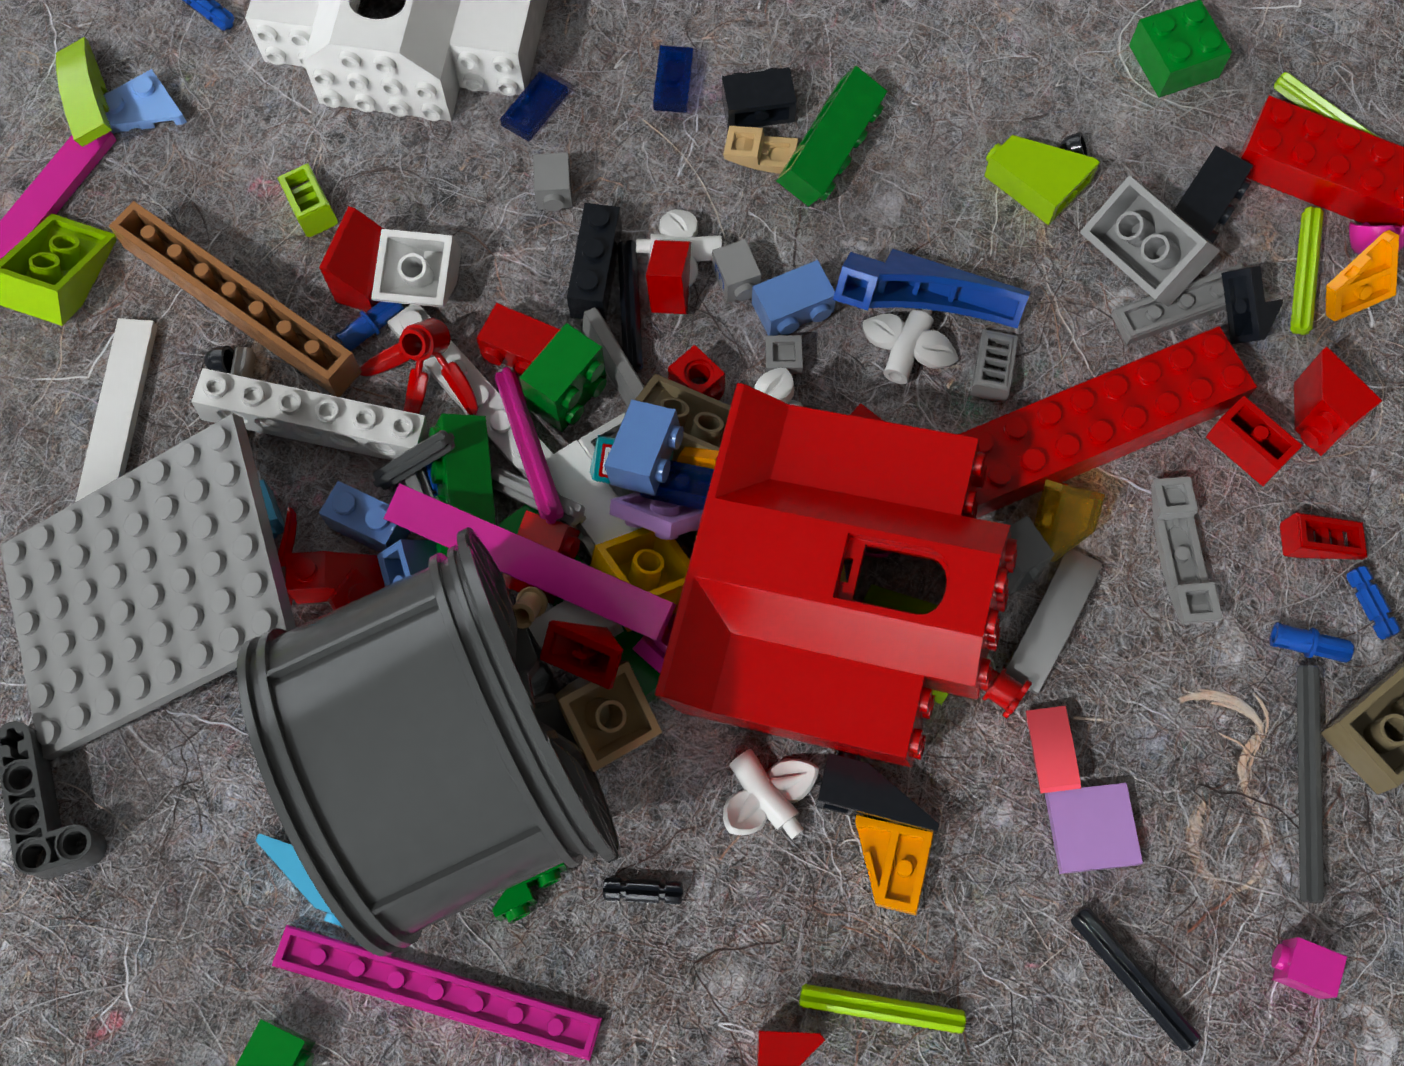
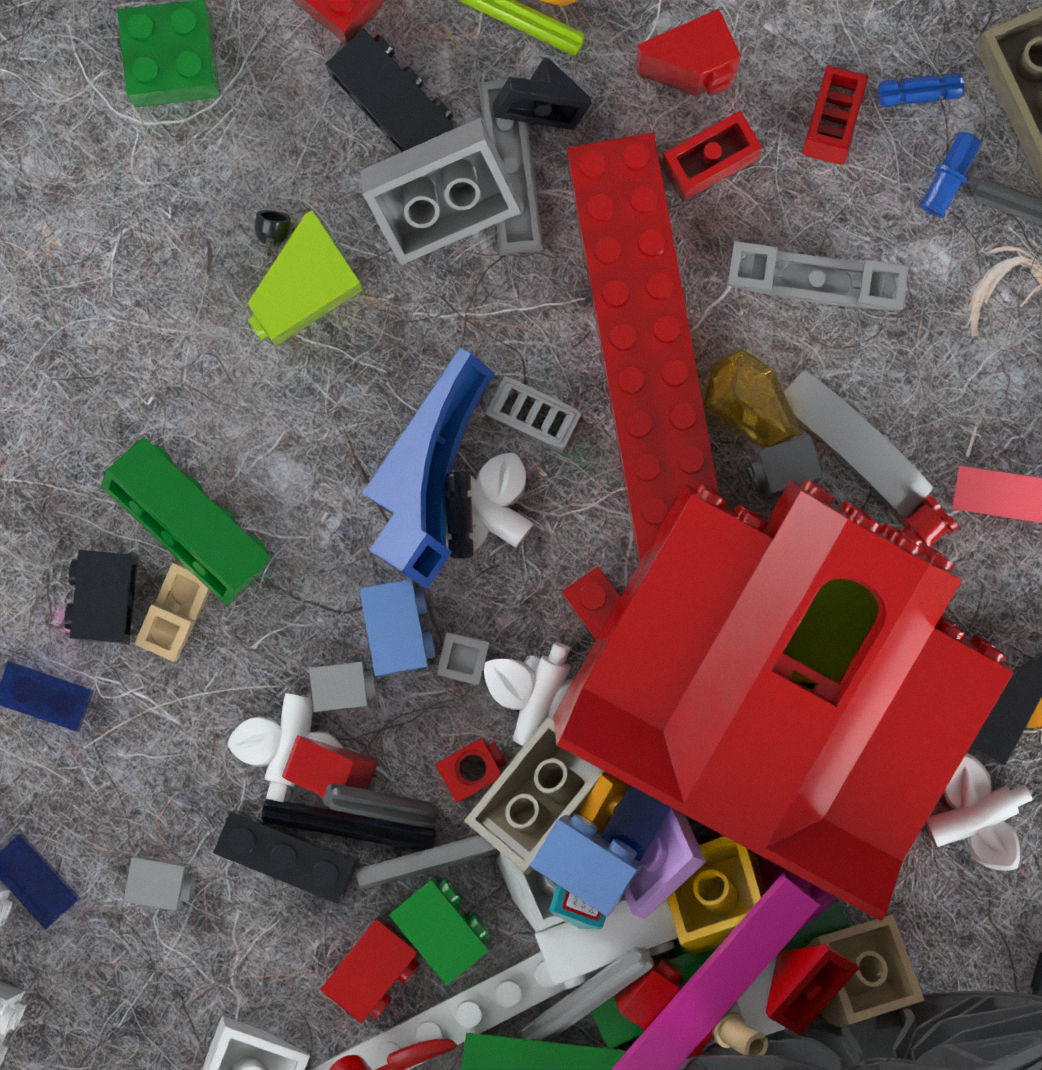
camera: 70 degrees left, 15 degrees up
(529, 446) = (524, 991): dark pink axle -> none
(651, 311) = (380, 805): none -> dark grey axle
(898, 317) = (459, 514): none -> black axle

